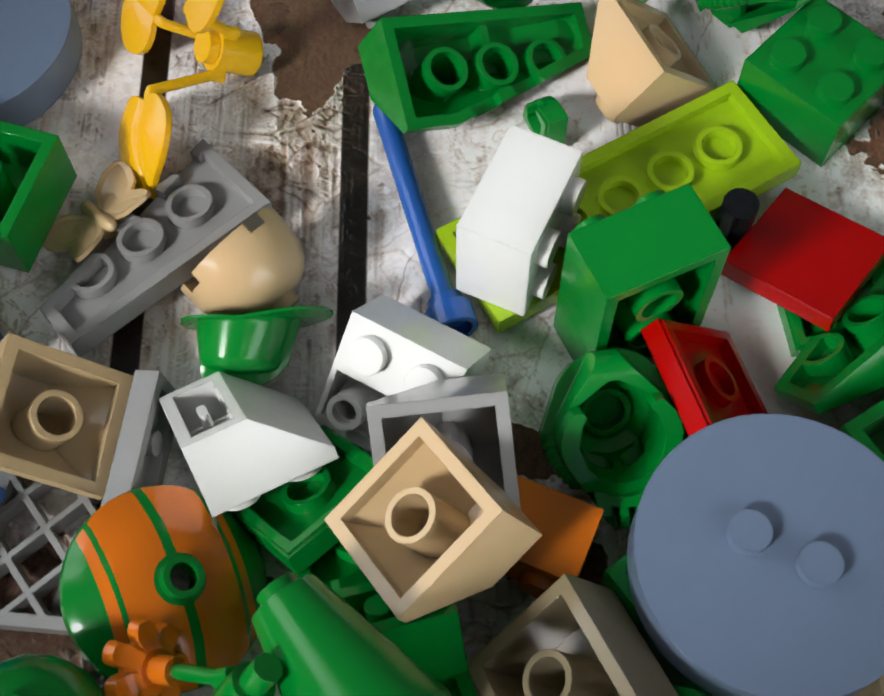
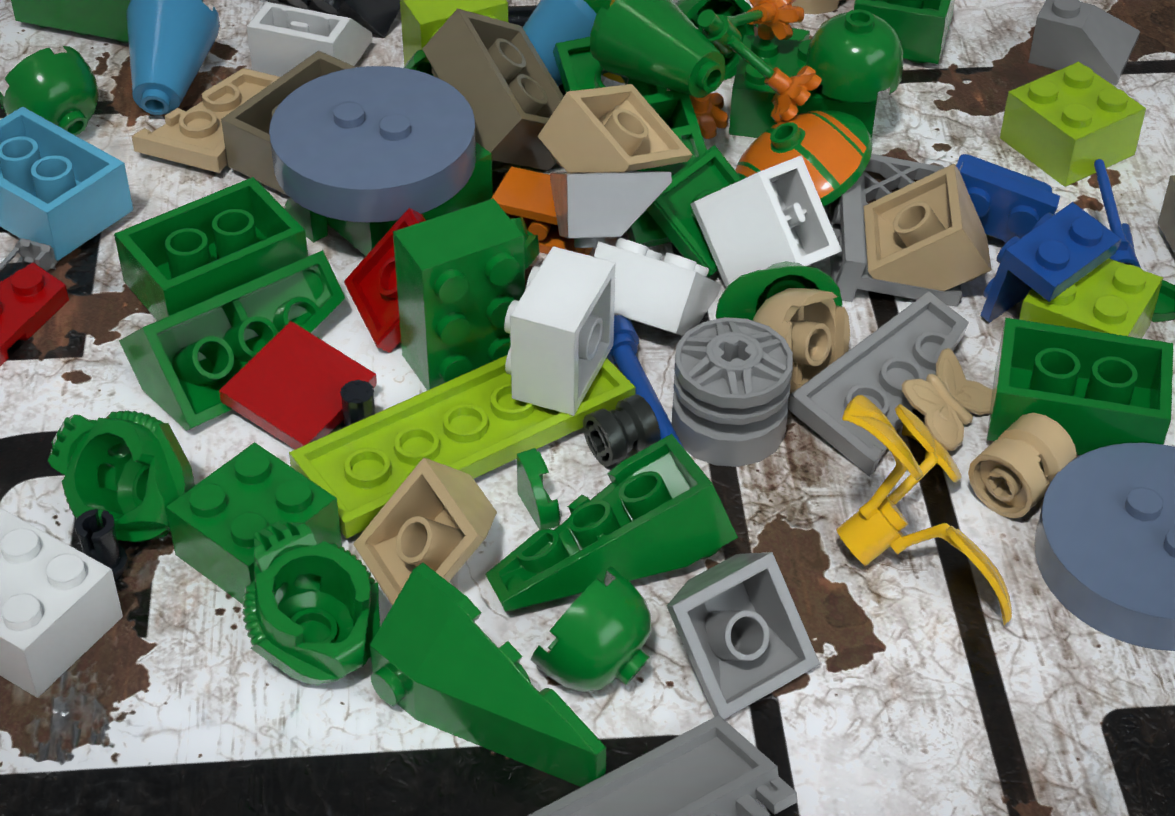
camera: 175 degrees right, 20 degrees down
(64, 103) = (1021, 464): none -> tan wheel
(336, 192) = (731, 391): none -> light grey wheel
(453, 182) = (620, 430): none -> pearl dark grey wheel

